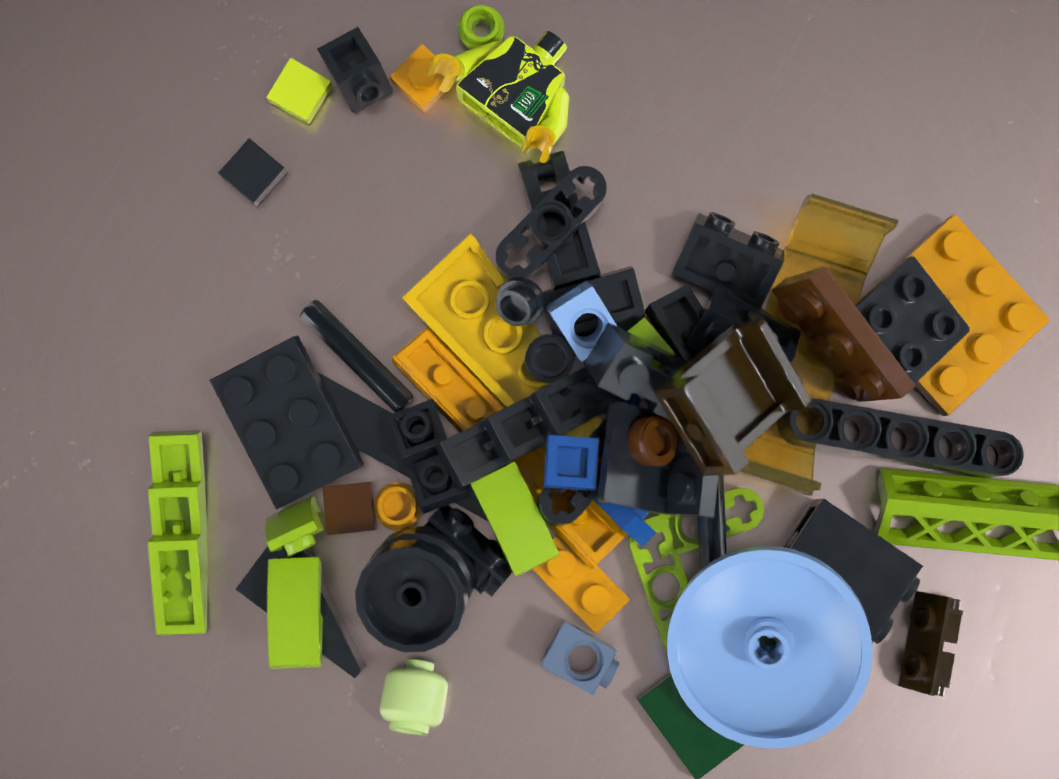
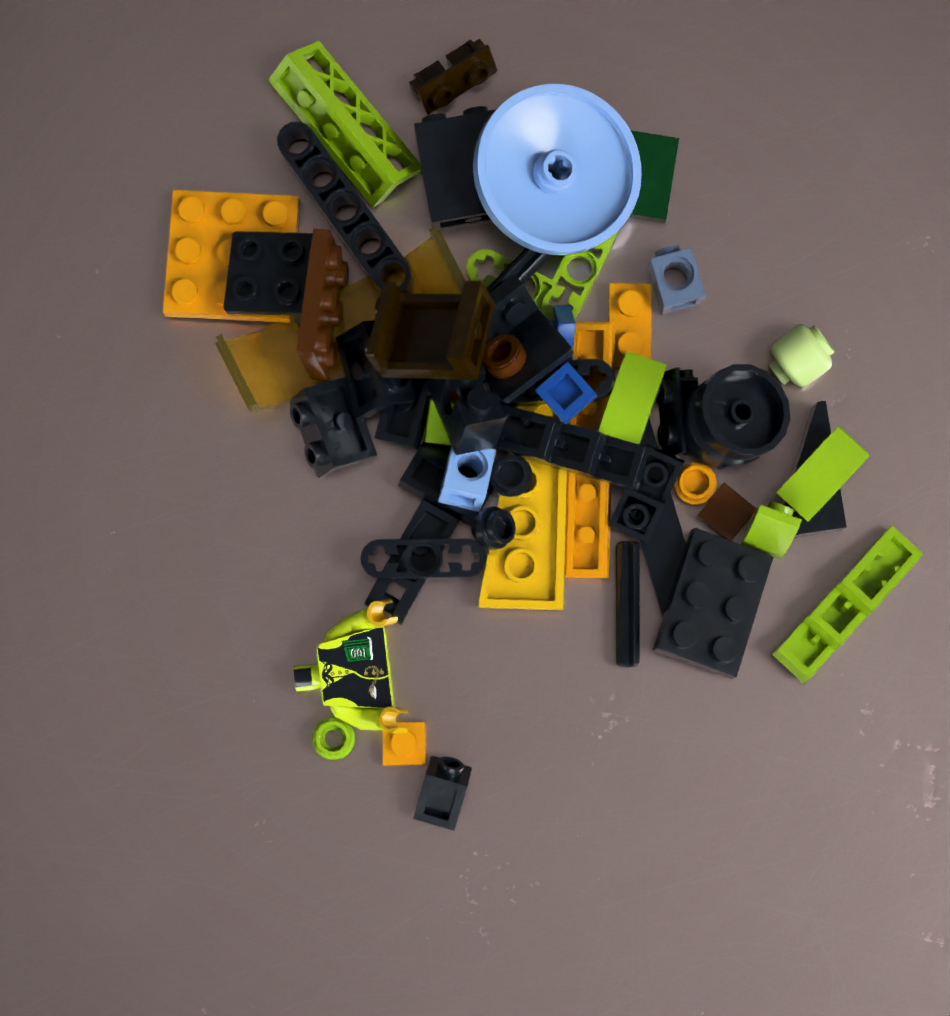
camera: 130 degrees left, 0 degrees up
(252, 172) = (576, 792): black tile -> none
(299, 91) = (492, 816): neon yellow tile -> none

